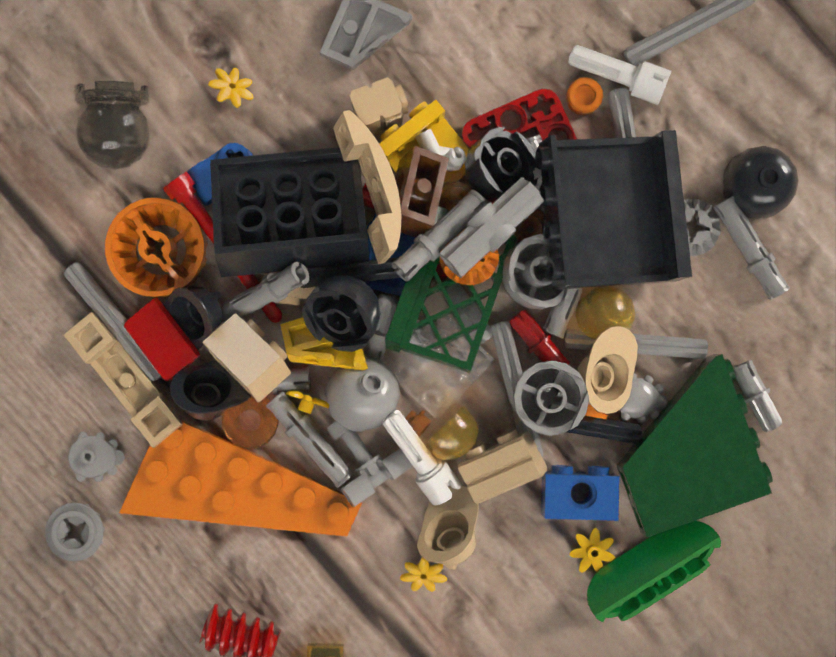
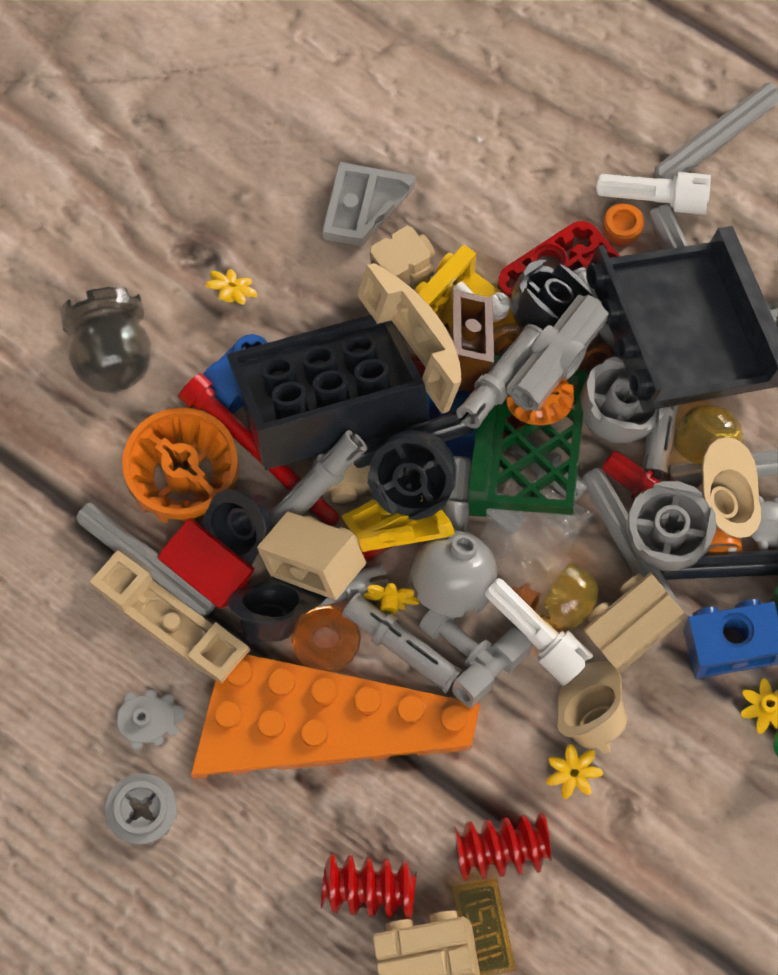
camera: 10 degrees left, 20 degrees down
(351, 627) = (503, 846): none -> red piece

